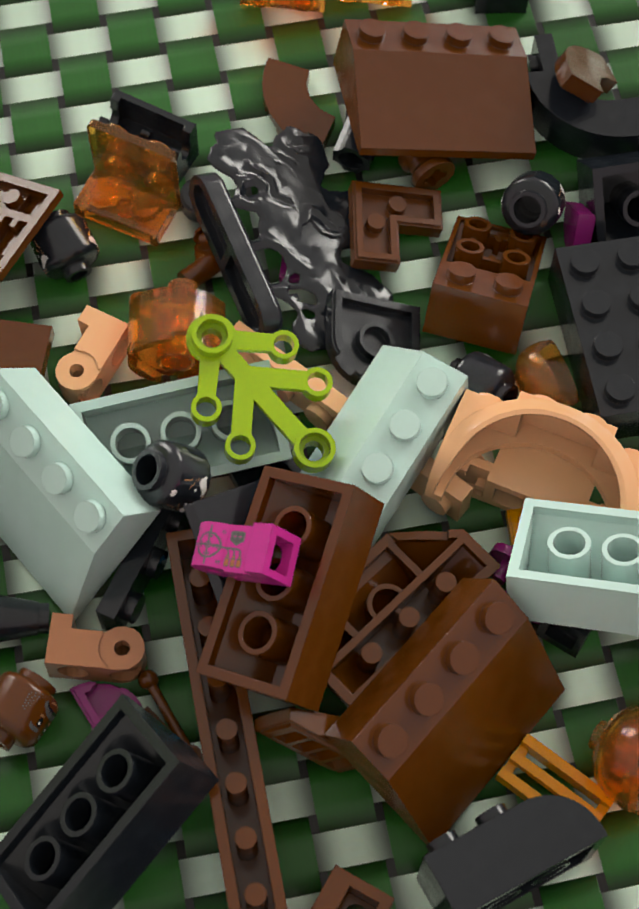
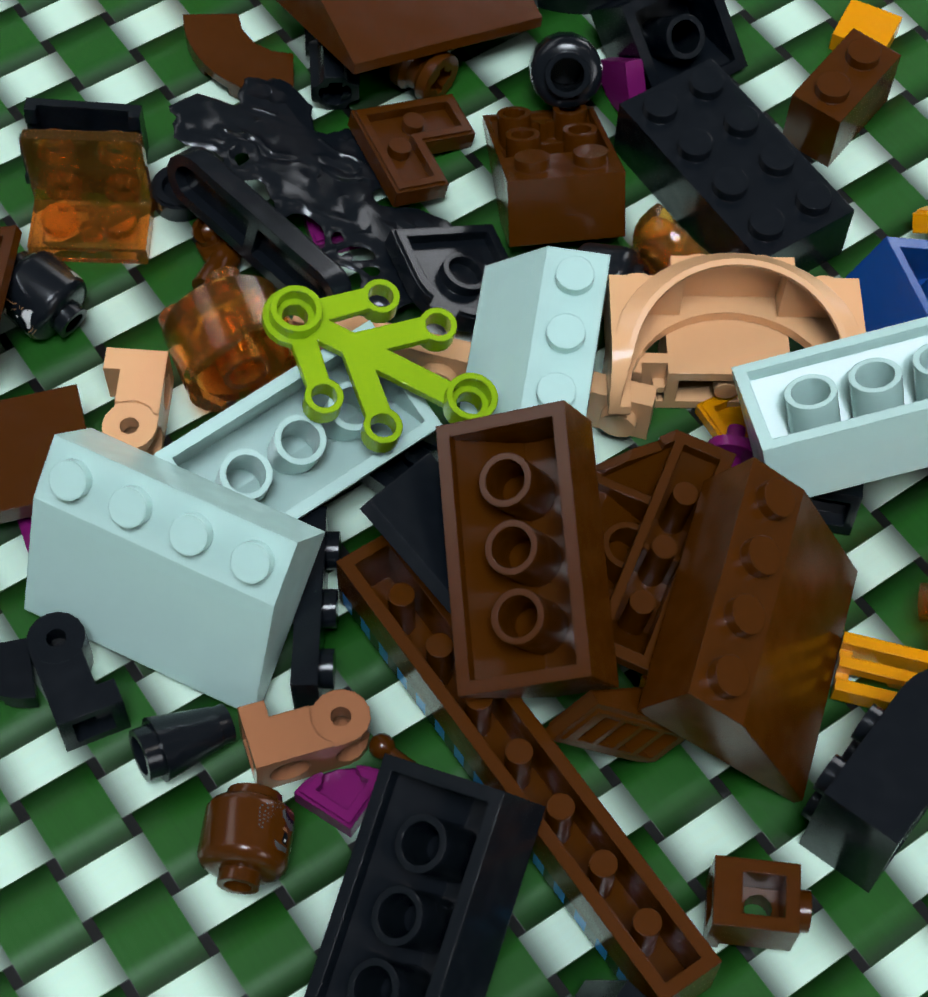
camera: 25 degrees left, 5 degrees down
(171, 475) = (320, 486): black head -> none
(246, 552) = (465, 527): dark pink leg -> none

